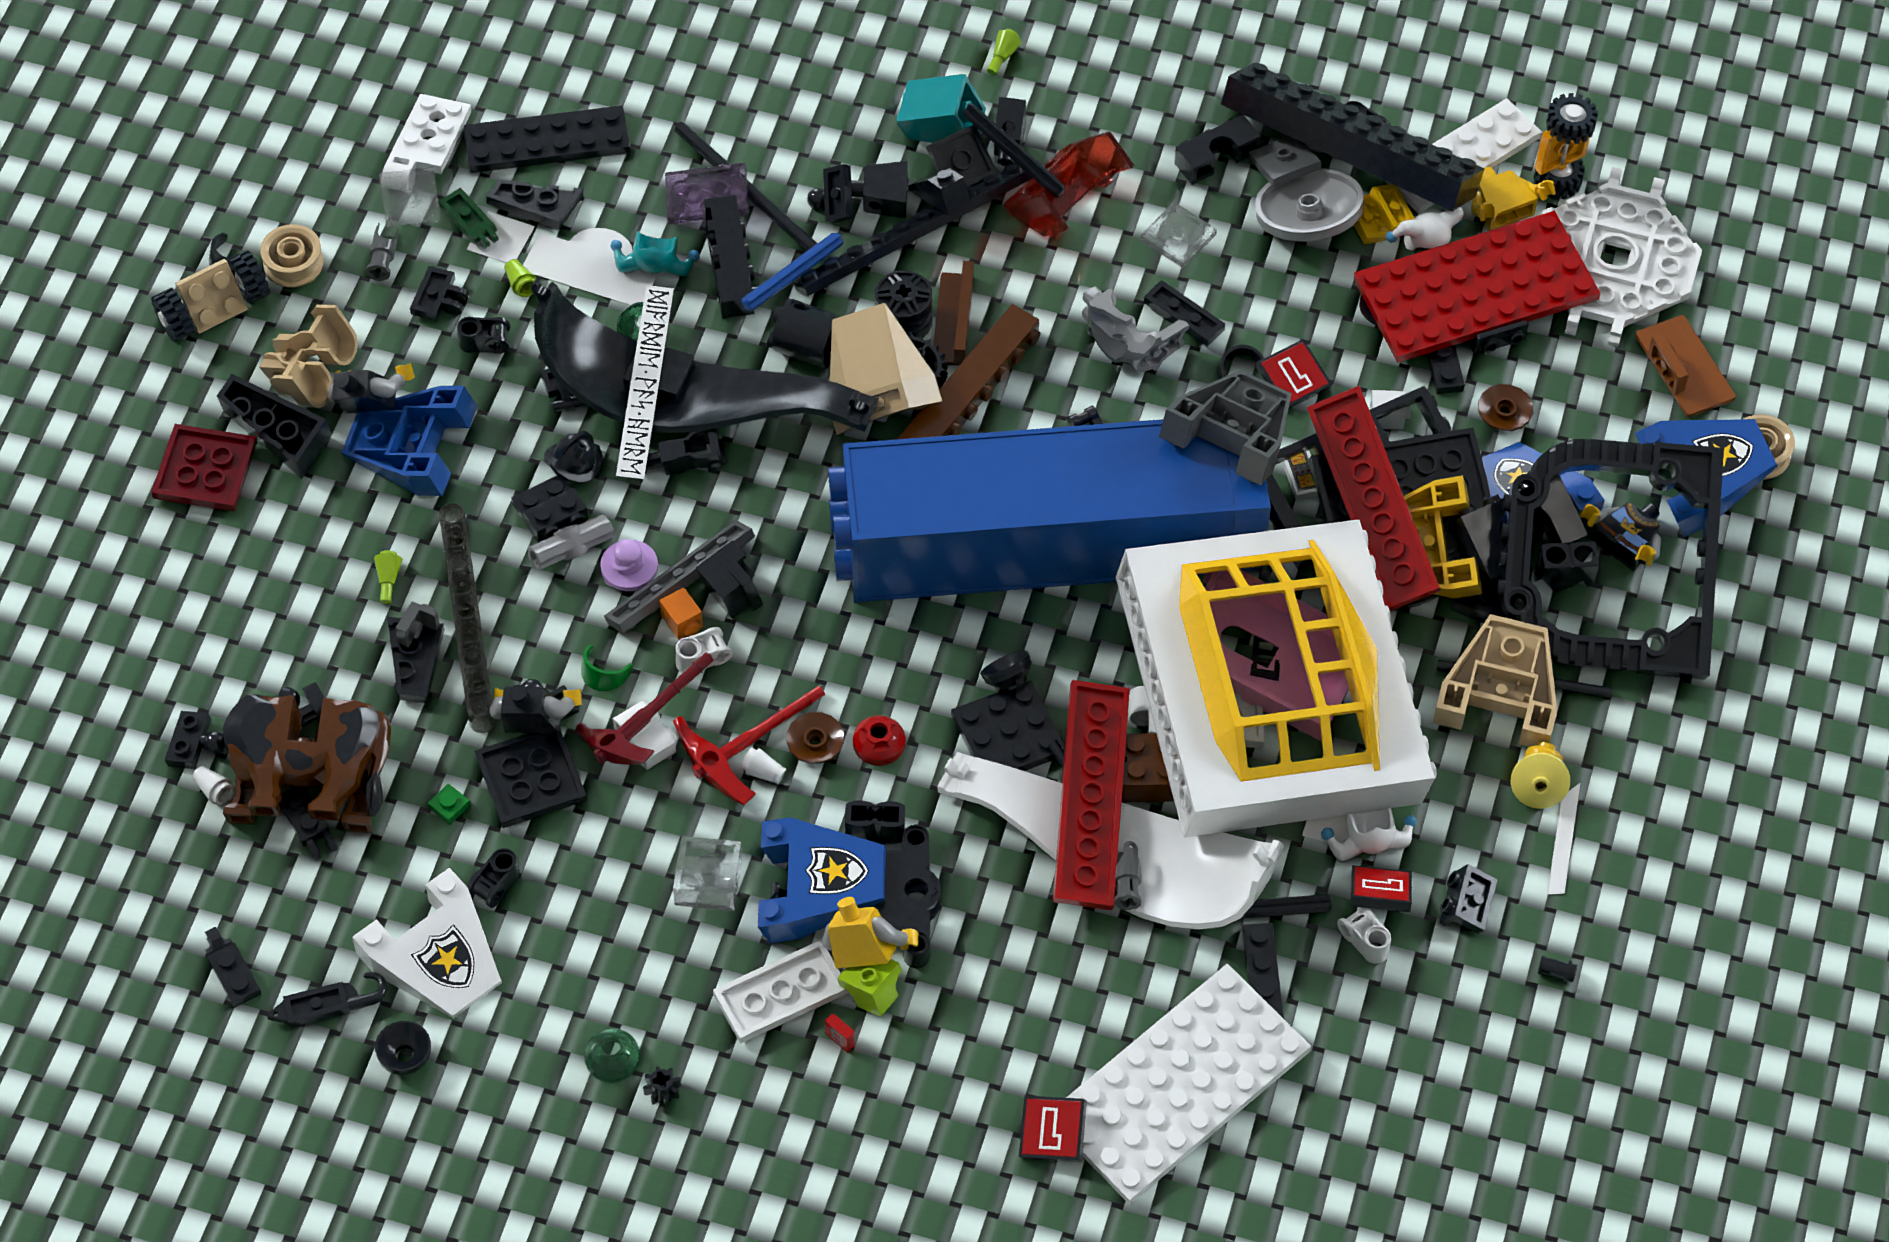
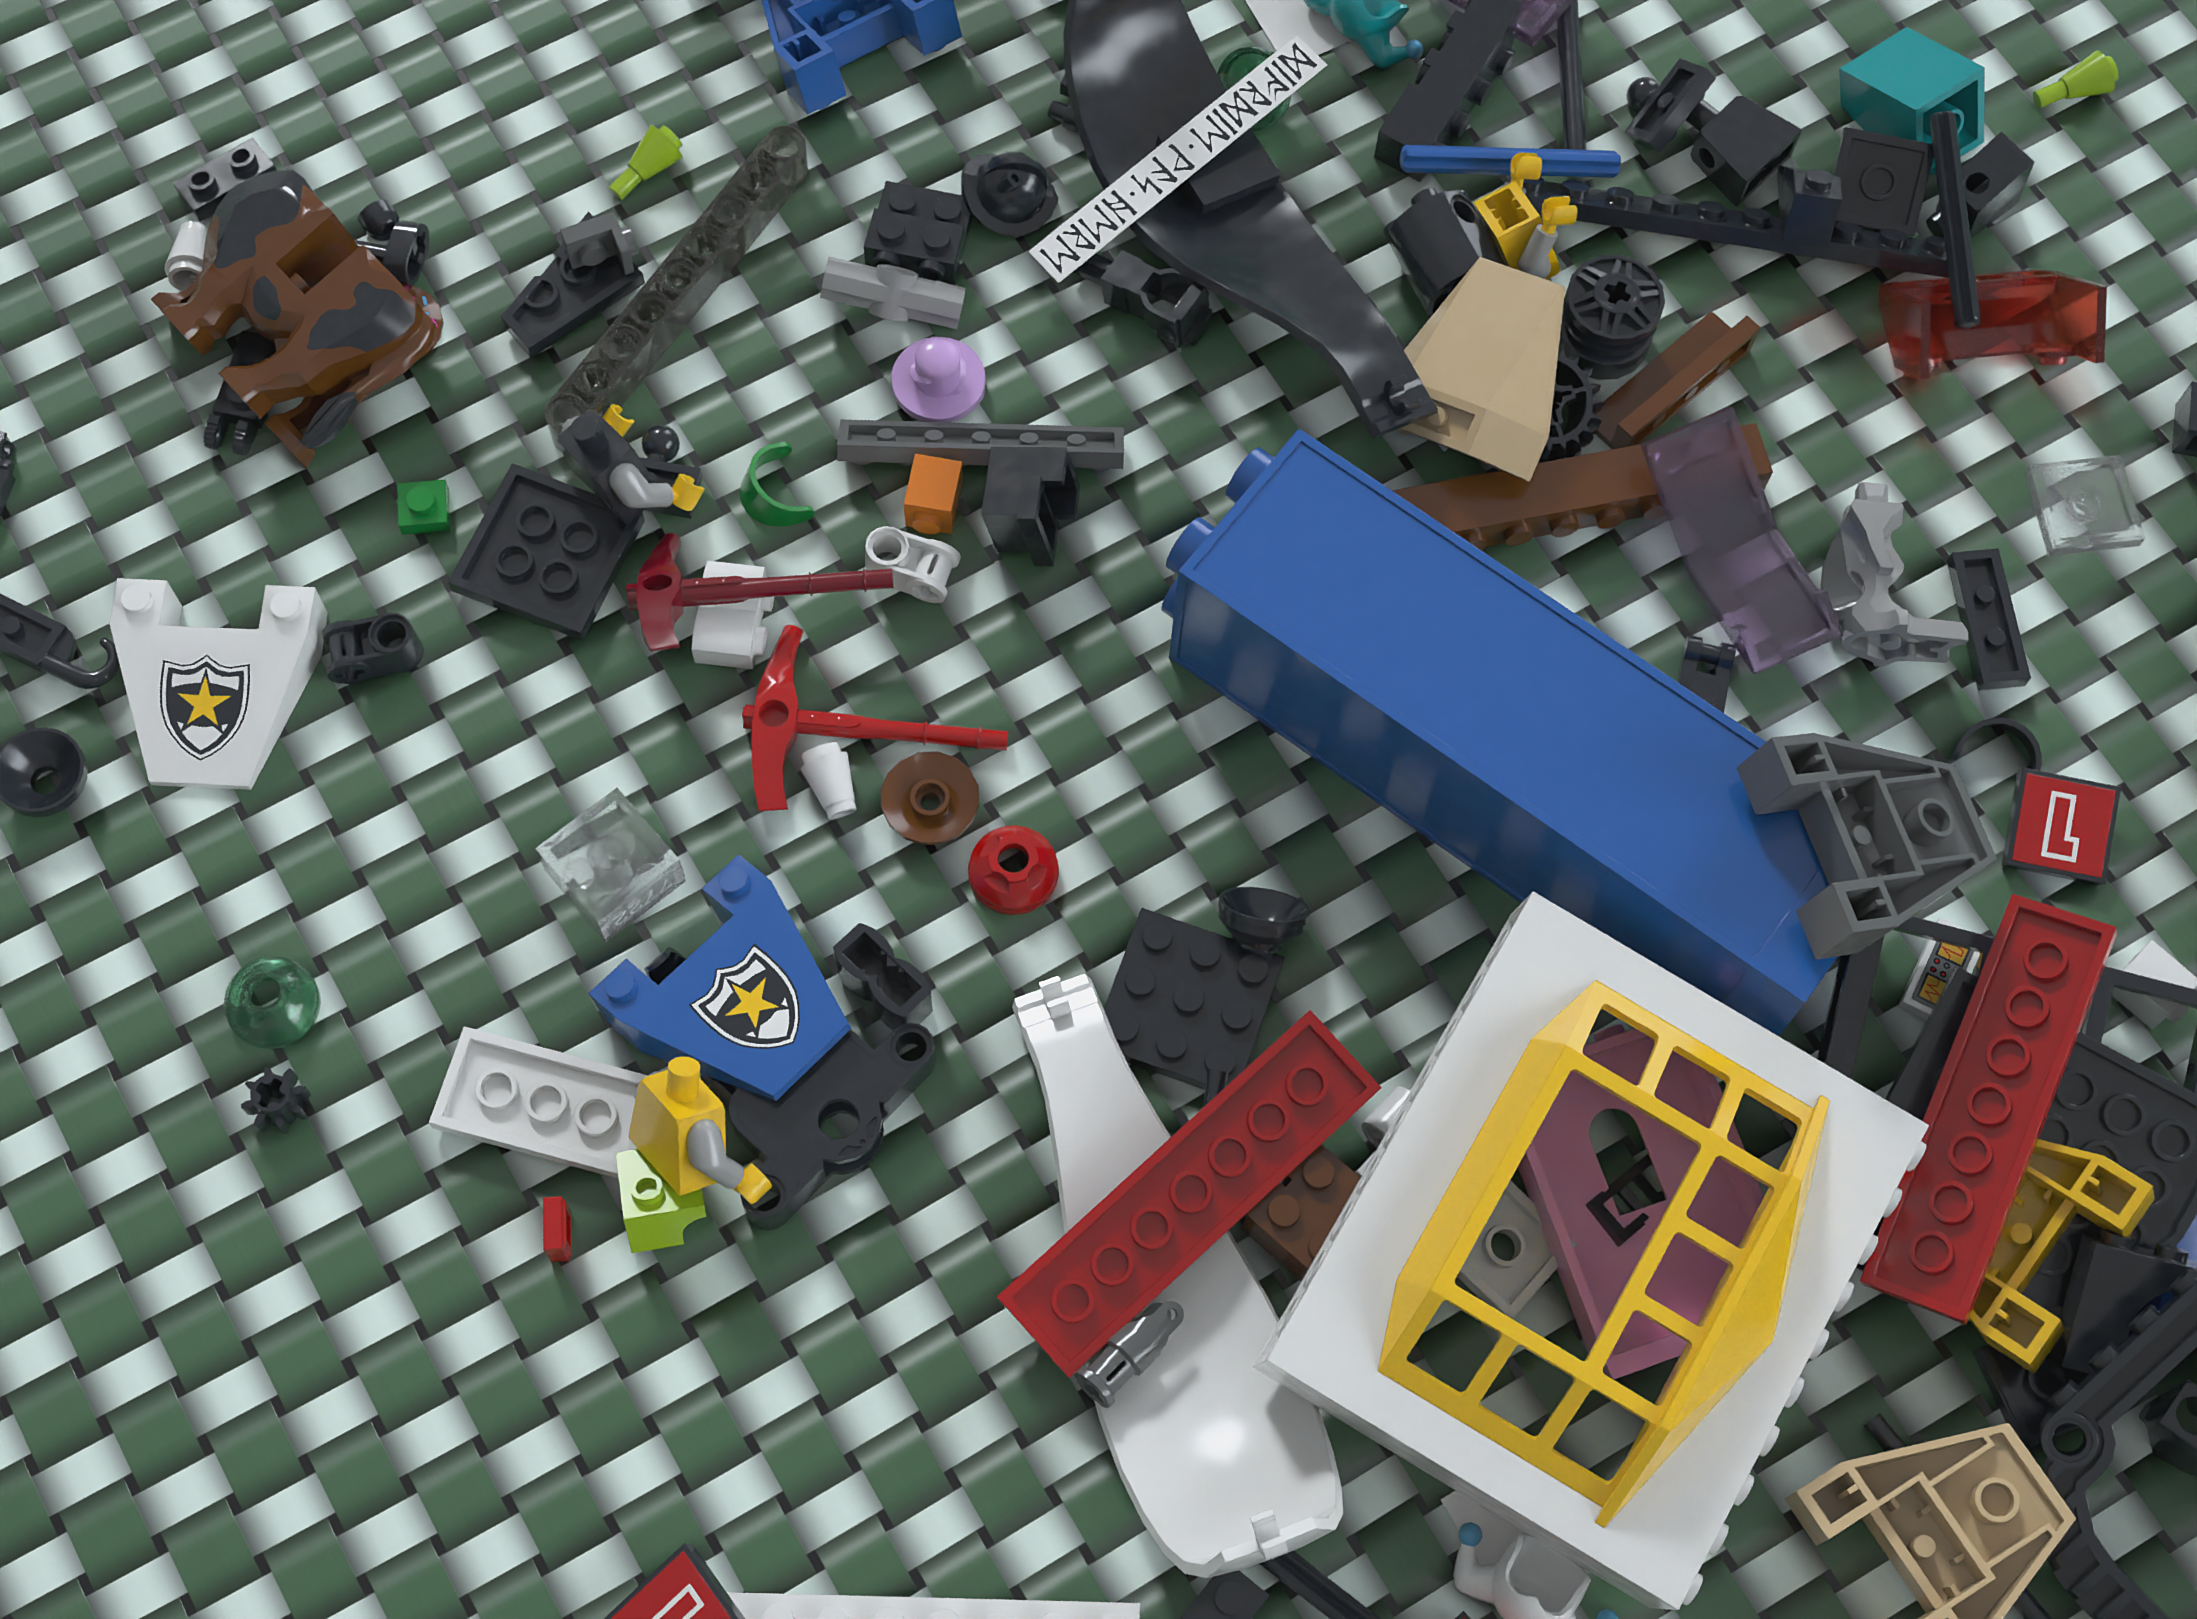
camera: 40 degrees right, 10 degrees up
(831, 294) = (1516, 225): none -> torso
(1051, 364) = (1734, 543): none -> clear purple windscreen

